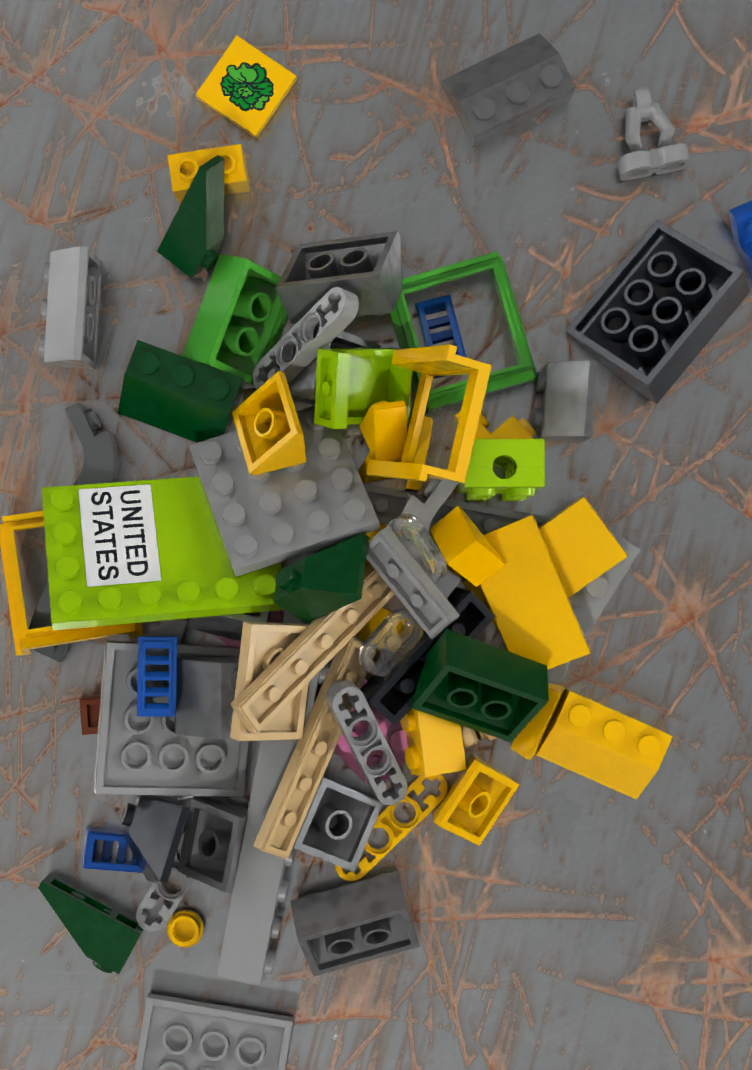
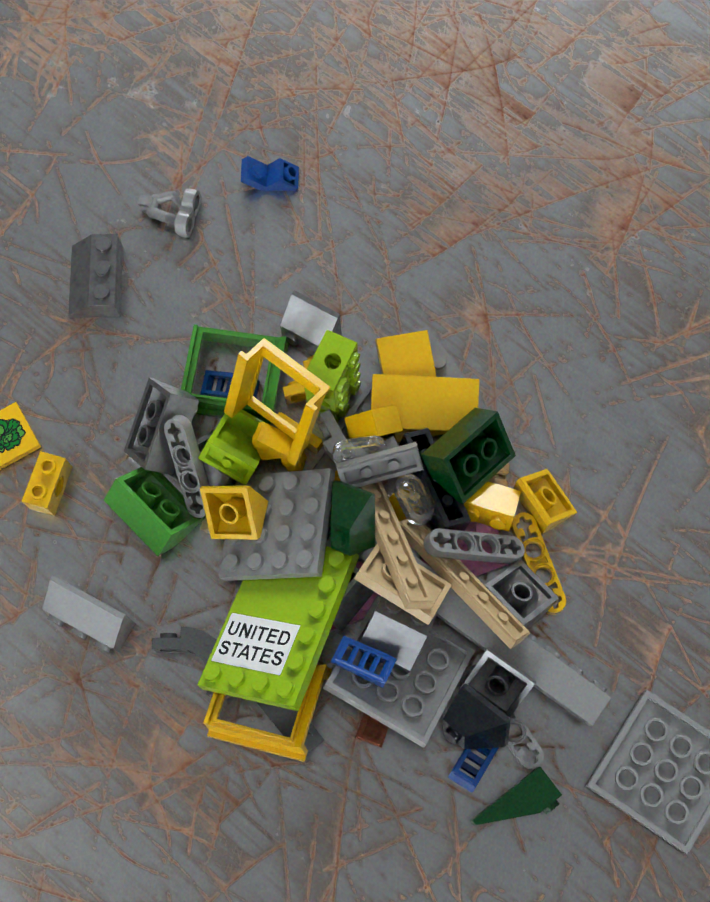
camera: 65 degrees left, 15 degrees down
(178, 394) = (181, 570): dark green slope -> none
(185, 928) = (550, 737): yellow plate -> none
(199, 222) = (77, 502): dark green slope -> none
(354, 923) = (595, 616): flat silver slope -> none
(531, 736) = (518, 442): yellow slope -> none
(603, 744) = (543, 401): yellow slope -> none
(659, 309) = (280, 248): black slope -> none

